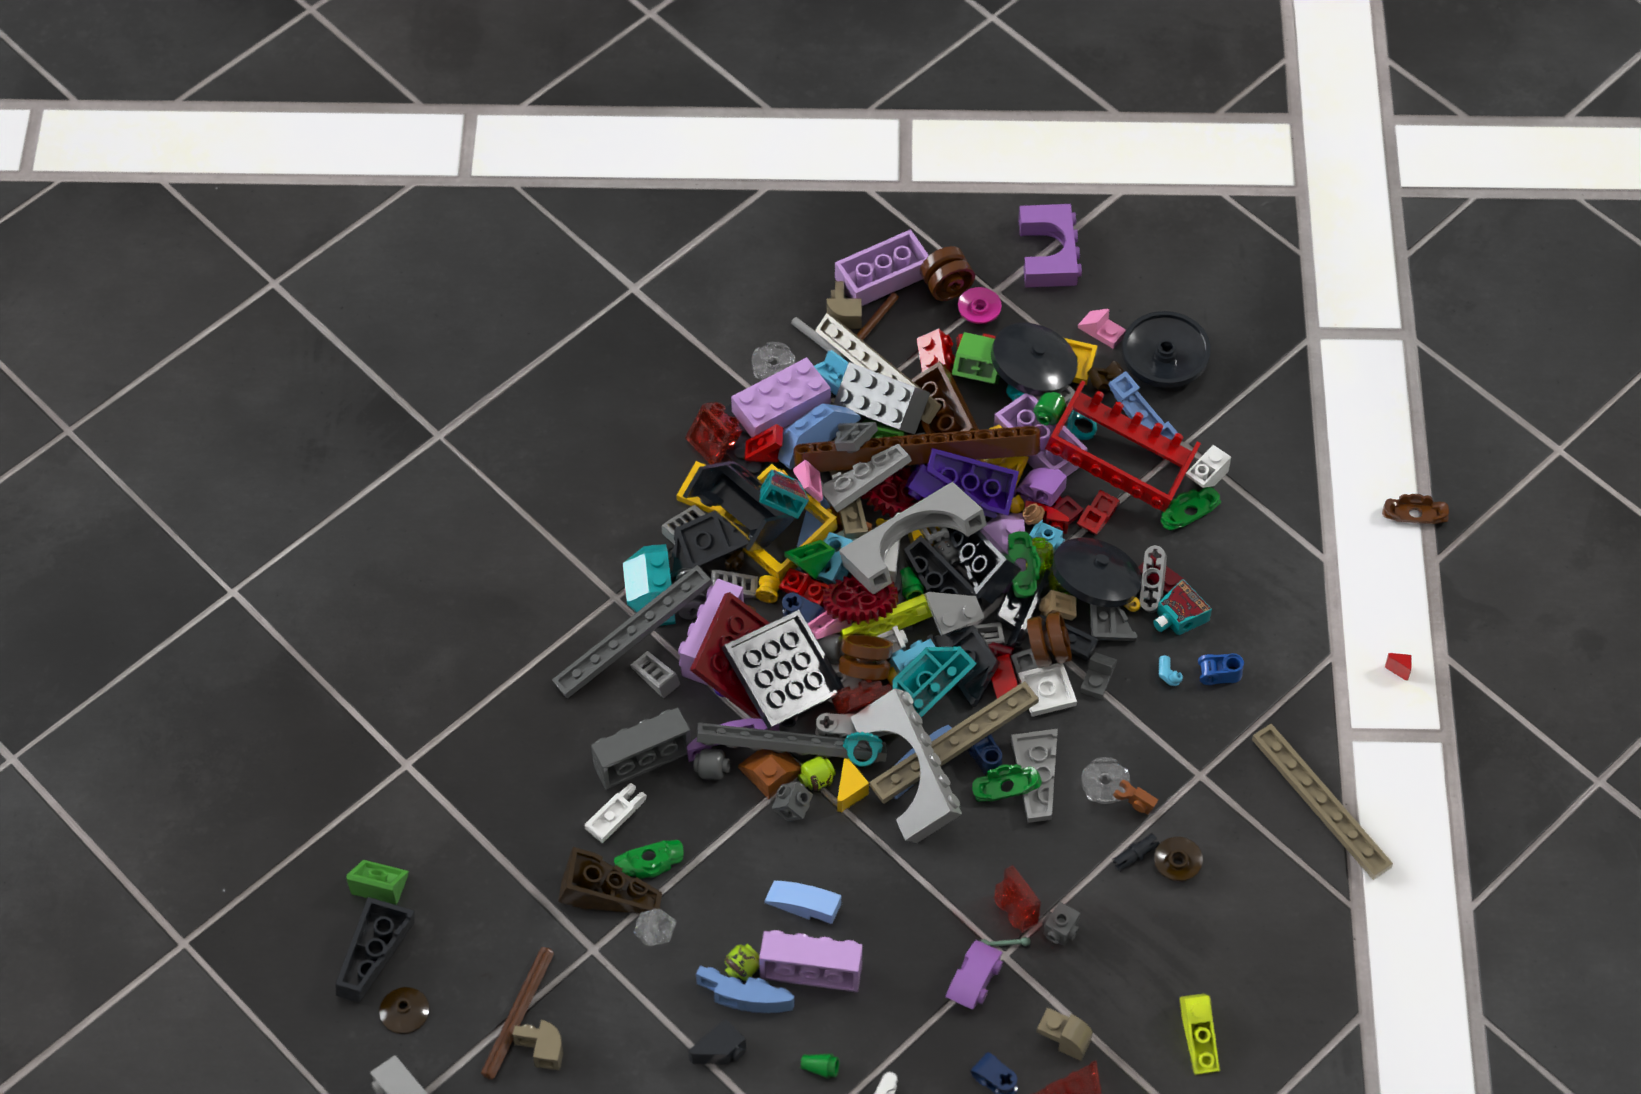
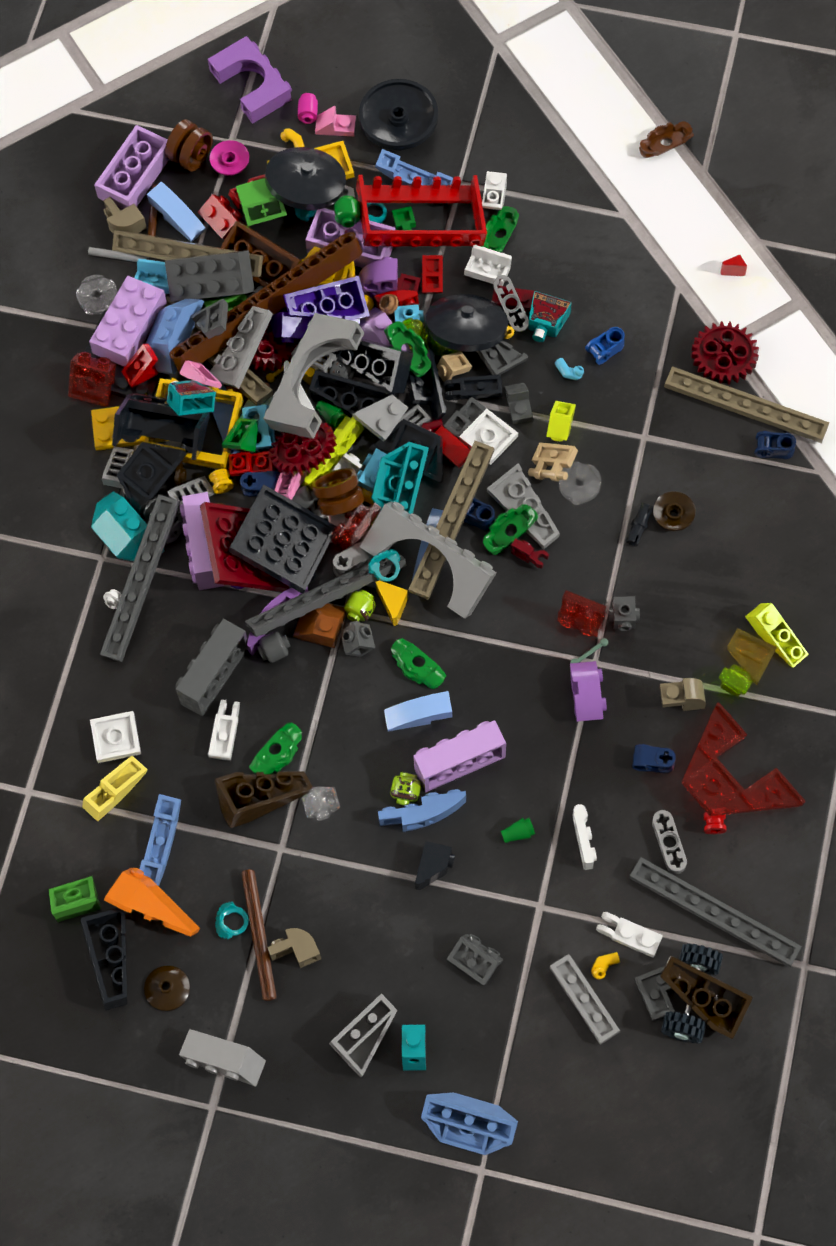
camera: 30 degrees left, 10 degrees up
(439, 913) = (142, 894): none -> orange wedge
(481, 804) = (113, 788): none -> light yellow slope
(489, 876) = (161, 837): none -> medium blue slope
(505, 973) = (226, 909): none -> teal piece
(514, 760) = (115, 737): none -> white plate
(596, 636) = (112, 598): none -> white plate
(665, 684) = (190, 605): light grey slope -> none
(837, 872) = (429, 673): none -> green piece
(896, 327) = (175, 211): none -> light blue slope
(1007, 812) = (524, 551): none -> dark red plate
(1049, 639) = (470, 396): reddish brown wheel -> none
(1053, 317) = (291, 135): none -> yellow arm
(1084, 299) = (307, 108): none -> dark pink brick
(1097, 744) = (552, 455): none -> tan plate
(1101, 377) = (366, 163): dark brown bracket -> none
(1106, 447) = (403, 218): none -> green plate
(1126, 713) = (560, 421): none -> neon yellow slope
(1126, 1050) = (735, 680): none -> clear neon green head
(1140, 799) = (614, 482): dark orange plate -> none
(1156, 530) = (487, 264): none -> white bracket
(1161, 1035) = (751, 653): none -> clear yellow wing
(1312, 740) = (725, 352): none -> dark red gear
(1319, 852) = (773, 445): none -> dark blue piece

